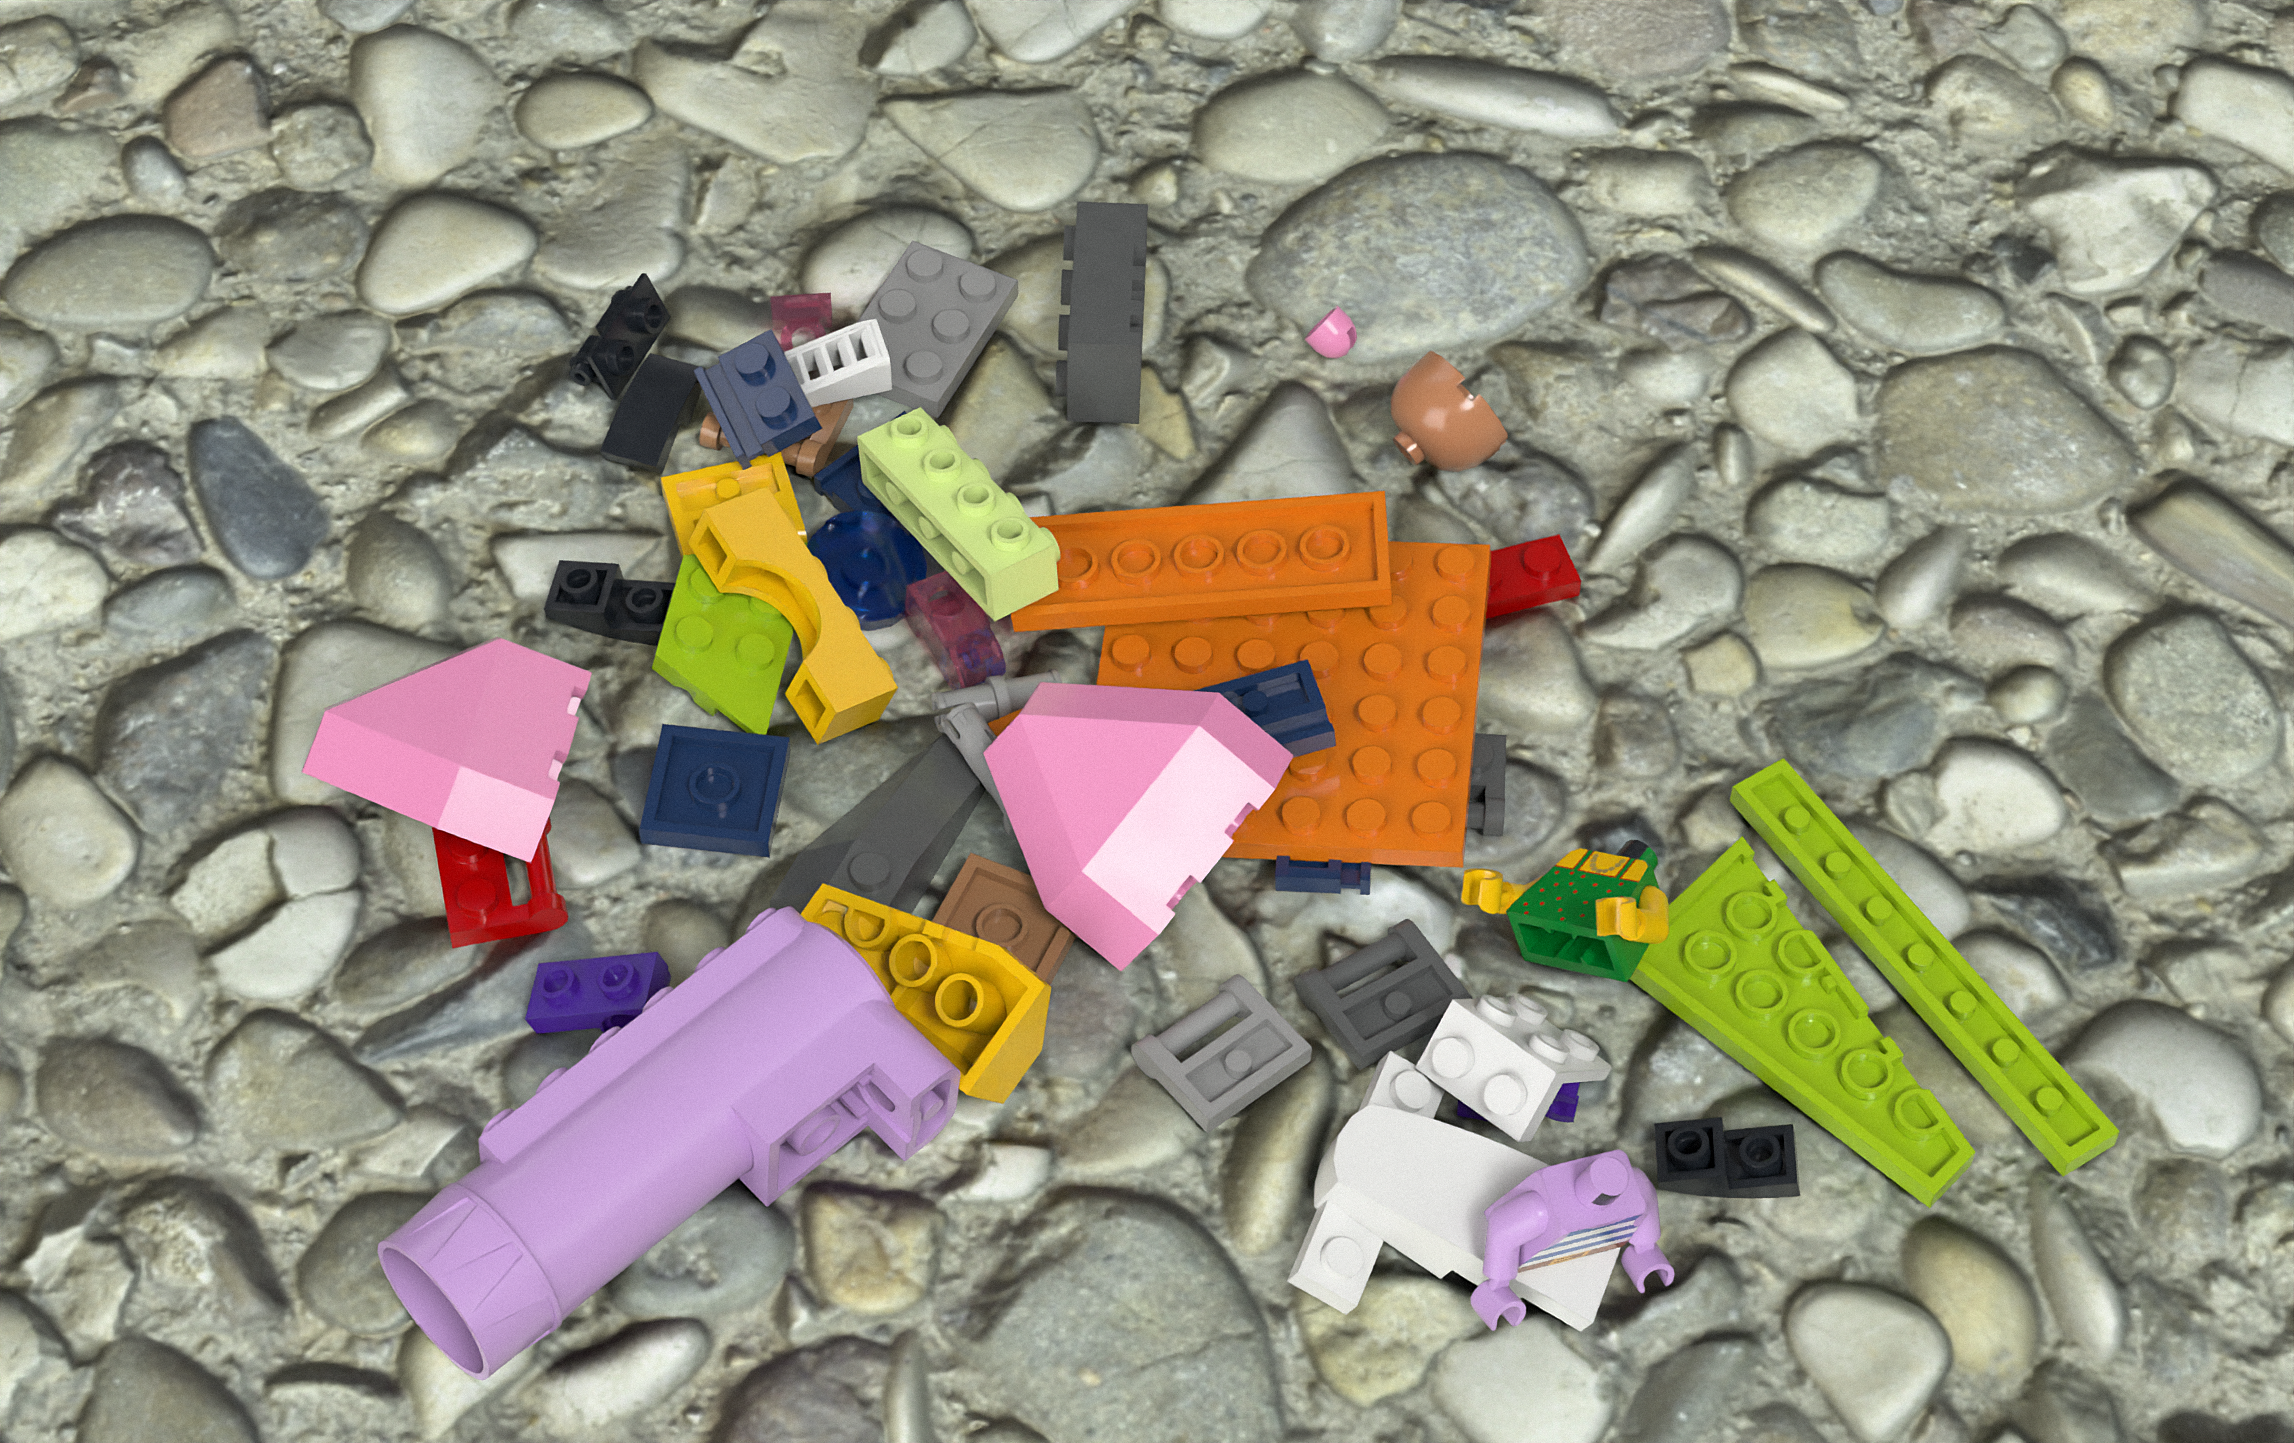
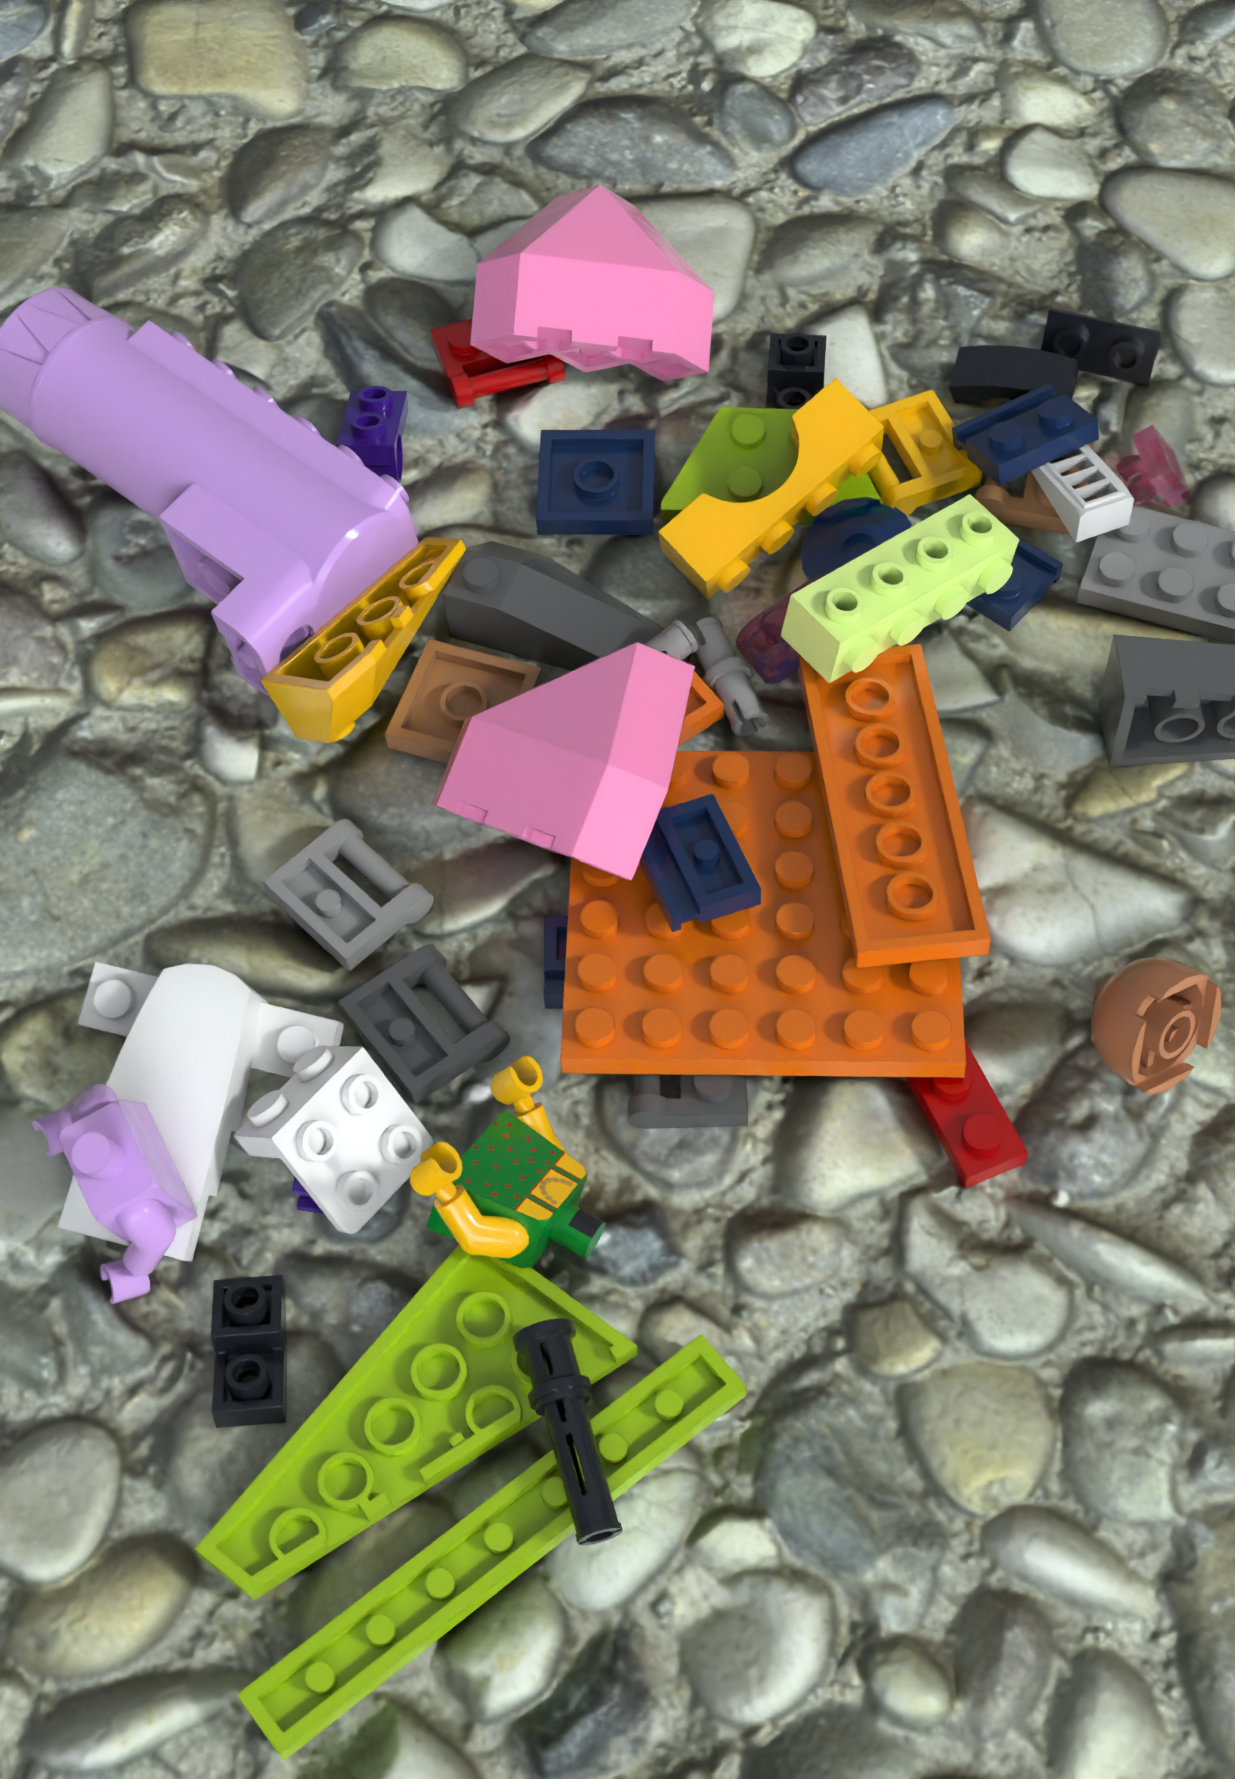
camera: 90 degrees right, 5 degrees up
(1805, 882) = (562, 1390): none -> black pin

